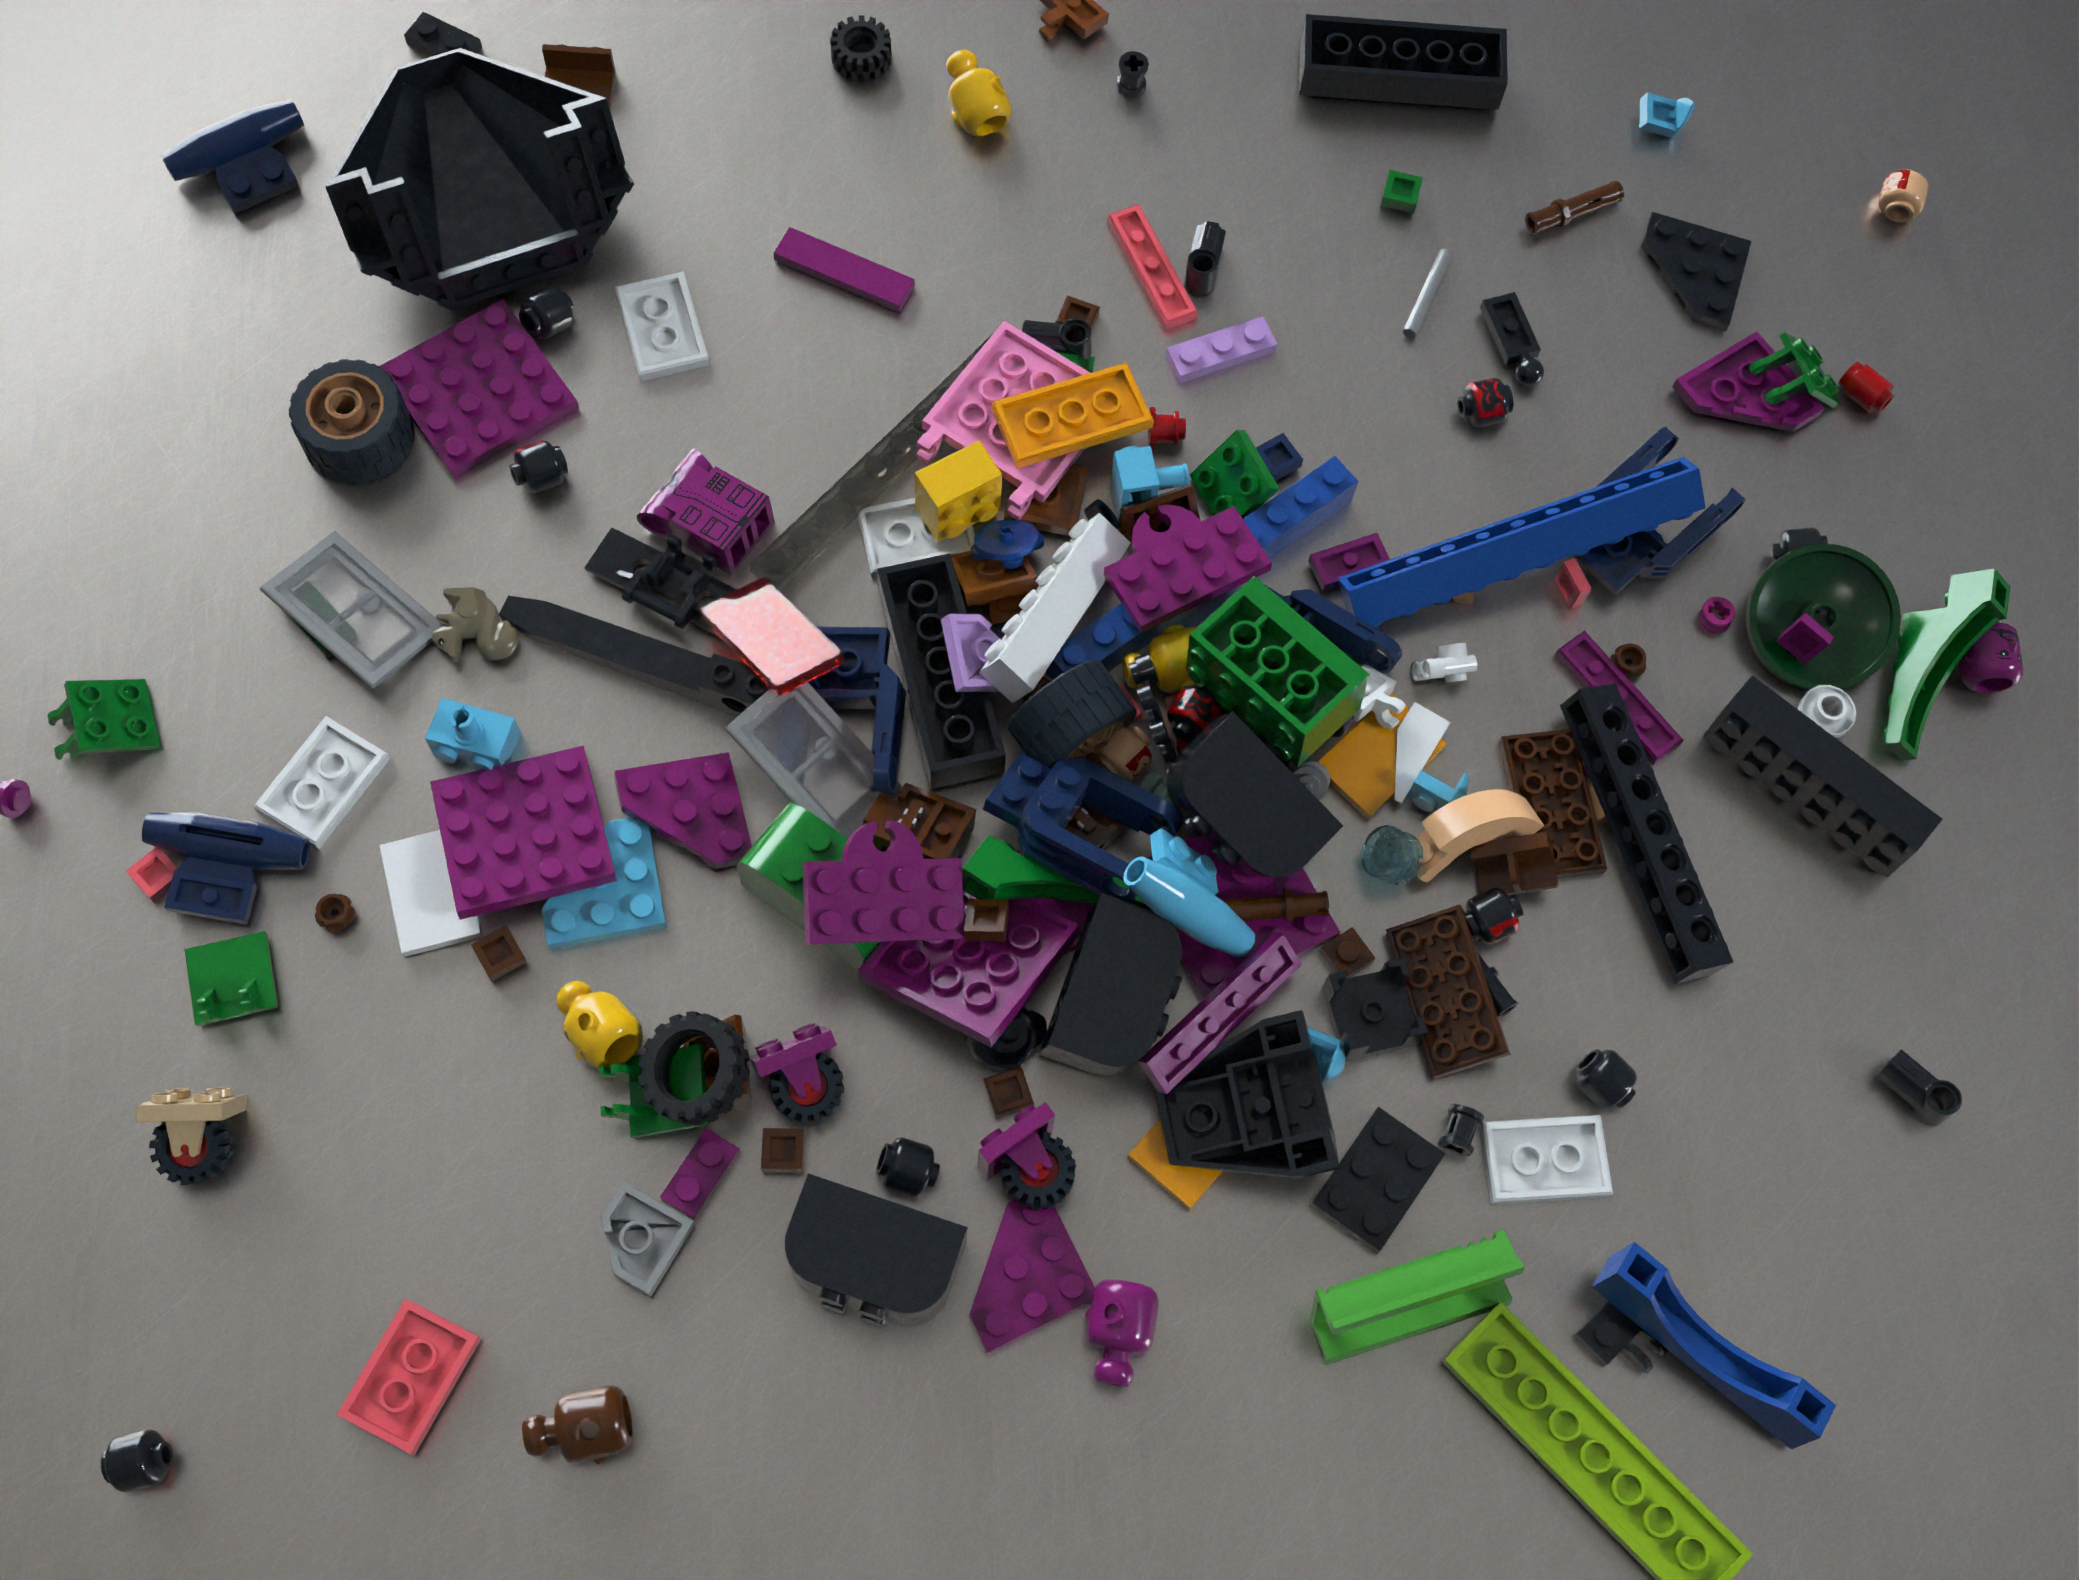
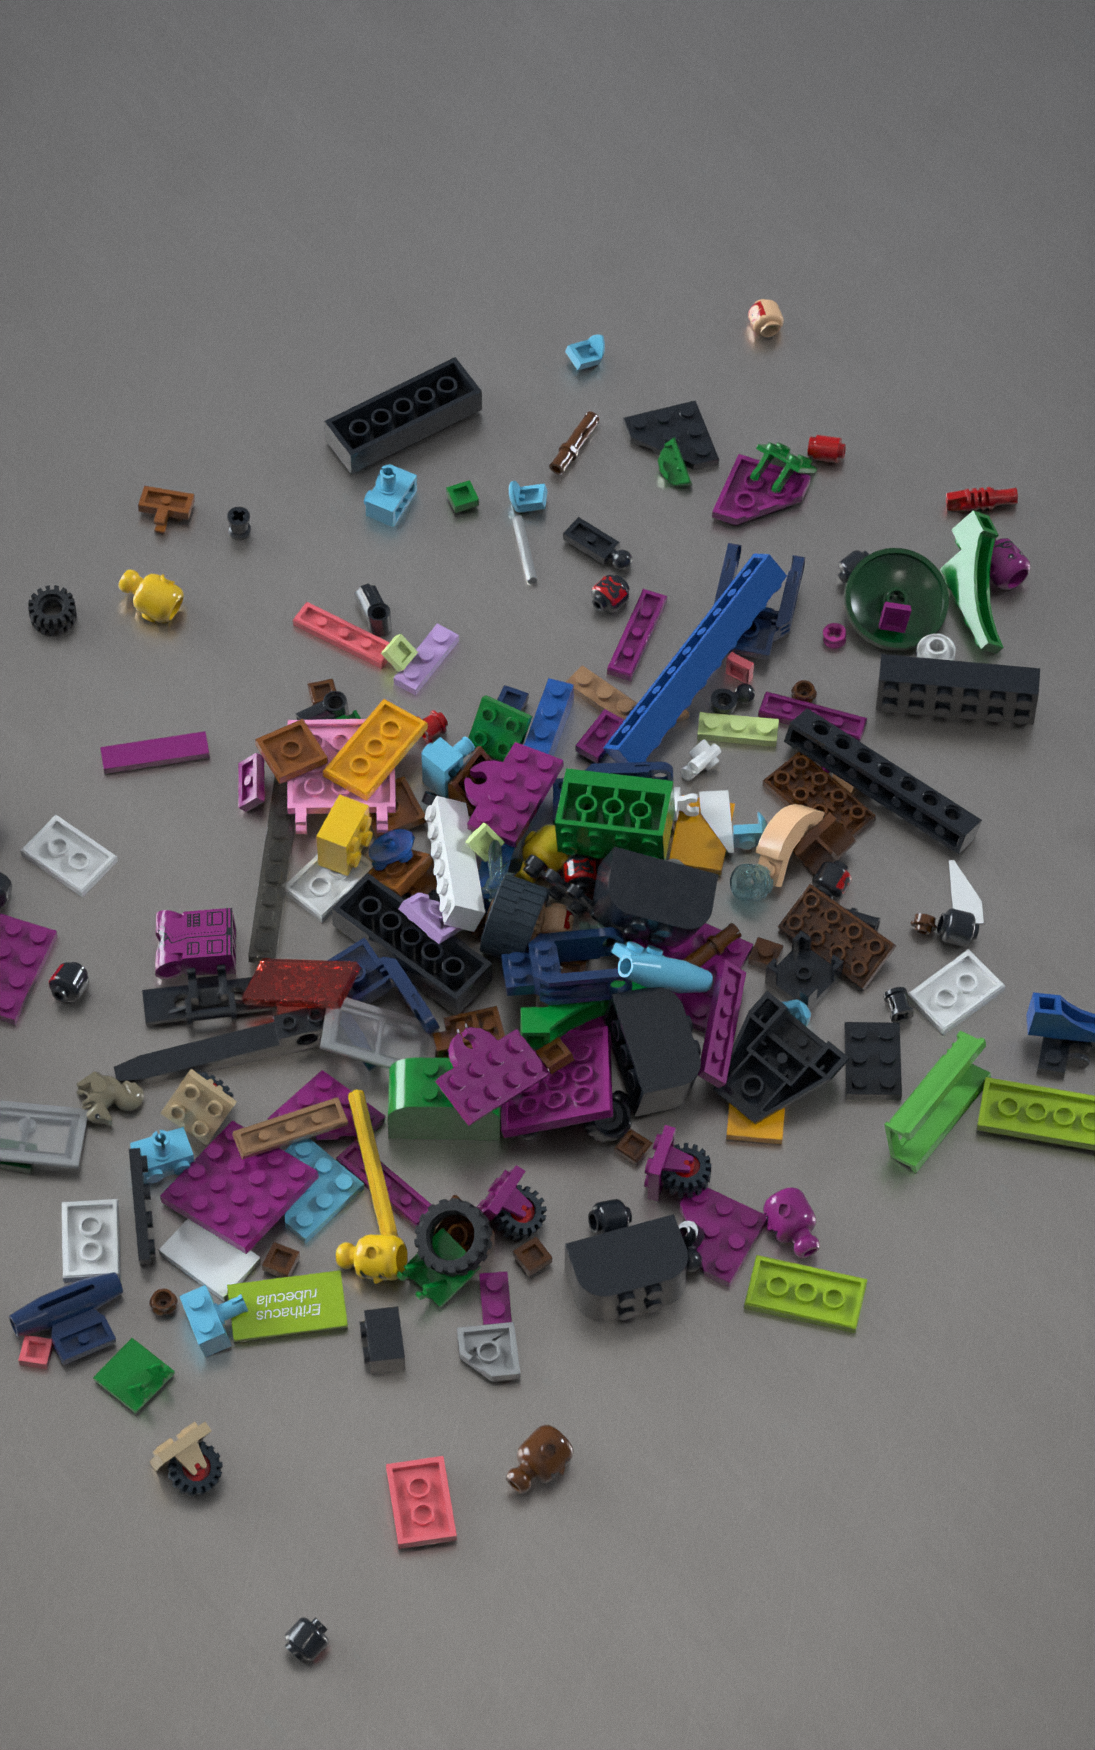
camera: 30 degrees left, 10 degrees down
(356, 969) = (209, 1318): none -> medium azure brick
(384, 790) = (143, 1218): none -> black plate
(460, 1014) = (289, 1306): none -> lime tile
(530, 1135) = (384, 1340): none -> black brick
(554, 703) = (200, 1105): none -> tan plate
(624, 800) = (290, 1128): none -> medium nougat tile
(684, 912) = (372, 1163): none -> yellow axle
(691, 939) = (403, 1198): none -> magenta tile
(918, 365) = (251, 782): none -> magenta plate
(974, 357) = (291, 751): none -> dark orange plate
(981, 1260) = (692, 1241): none -> black plate
(1071, 1432) = (805, 1294): none -> lime tile
(1095, 645) = (497, 870): none -> clear light blue piece
(1105, 603) = (481, 839): none -> yellowish green tile
(1191, 322) = (399, 652): none -> yellowish green tile
(1322, 140) = (390, 495): none -> medium azure brick
(1387, 511) = (600, 693): none -> medium nougat plate
(1474, 236) = (527, 497): none -> medium azure plate
(1482, 469) = (637, 635): none -> magenta tile
(1518, 655) = (738, 729): none -> yellowish green plate
(1555, 617) = (743, 694): none -> black plate
(1568, 1045) = (924, 923): none -> reddish brown plate
(1645, 1040) = (963, 894): none -> white sticker
(1669, 299) = (672, 465): none -> green tile
(2016, 560) = (974, 499): none -> red hinge

